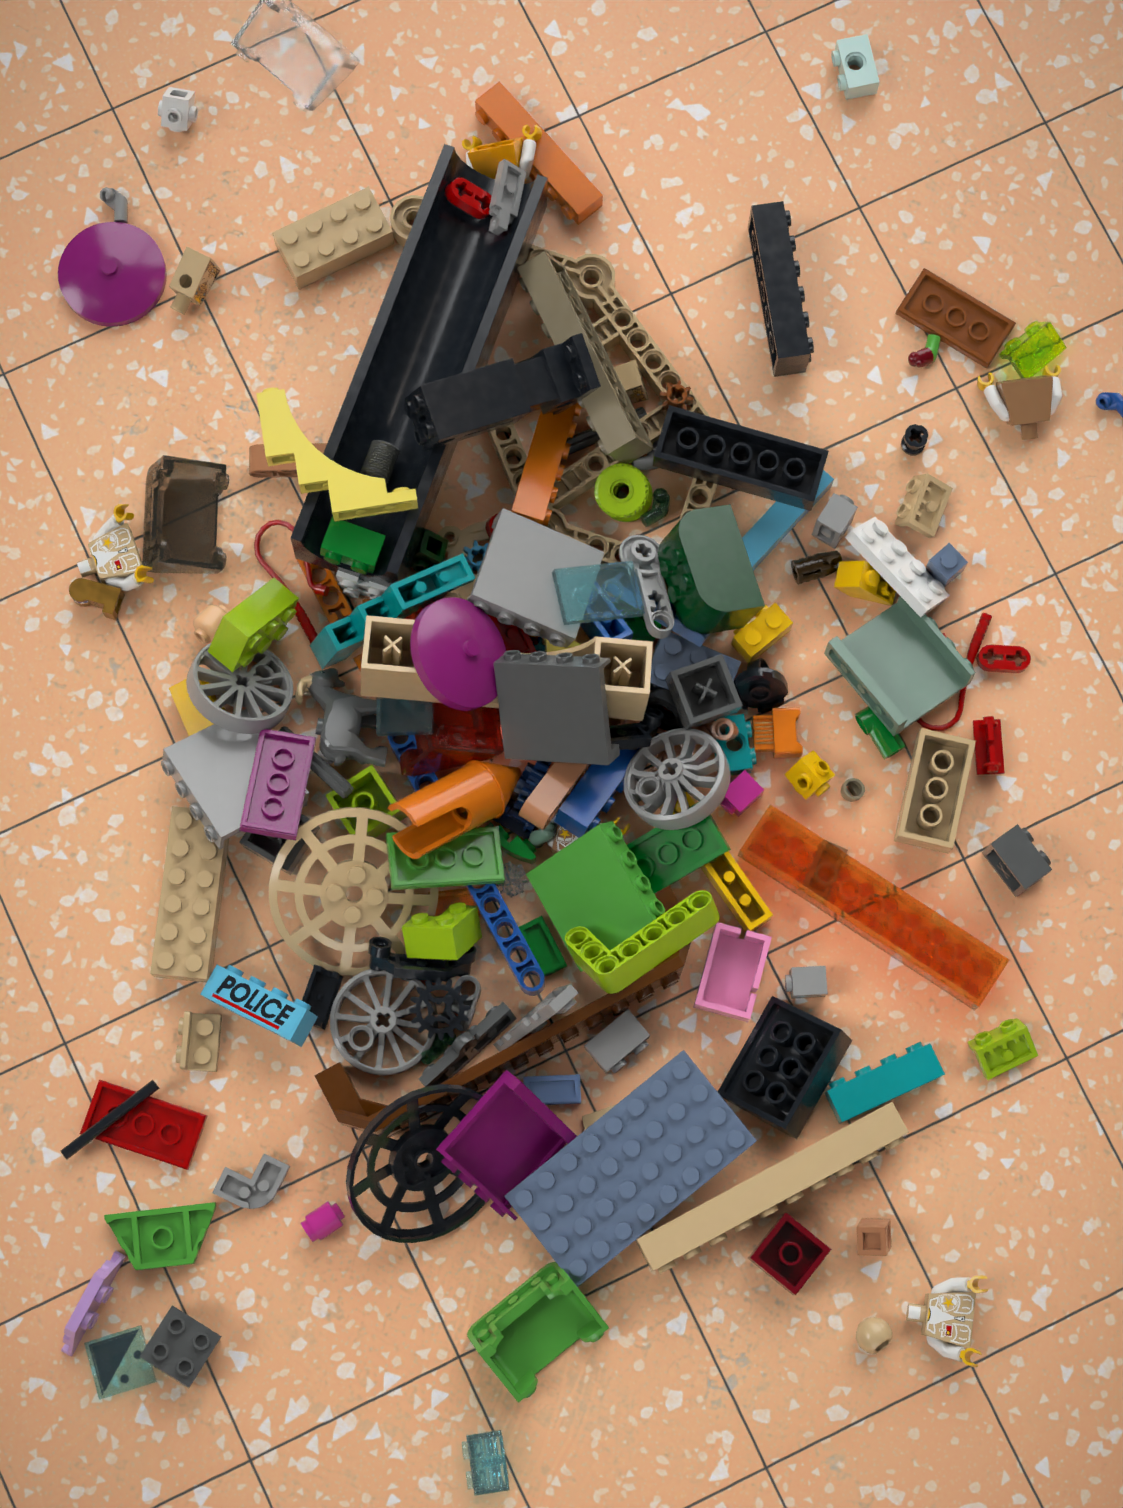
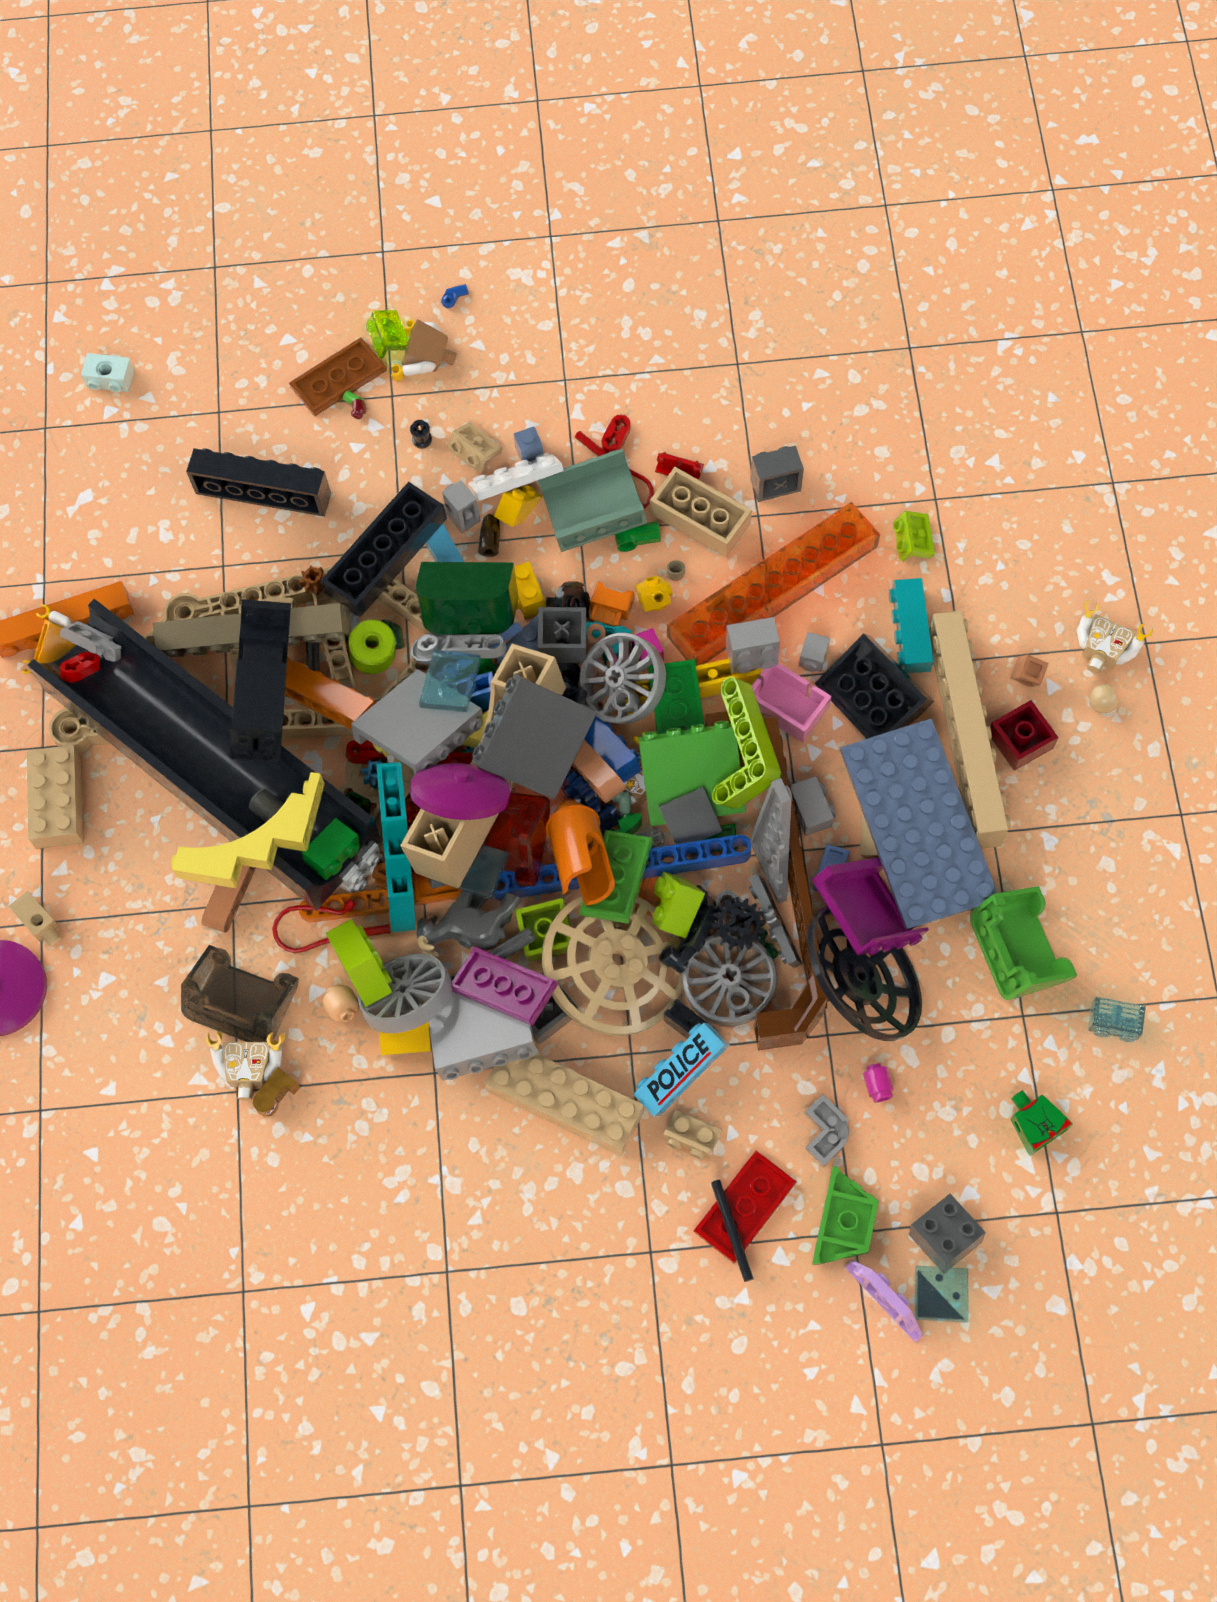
camera: 65 degrees left, 10 degrees down
(339, 1408) = (1037, 1121): none -> green torso
(547, 913) = (690, 817): none -> dark grey tile
(768, 908) = (752, 645): none -> light grey brick

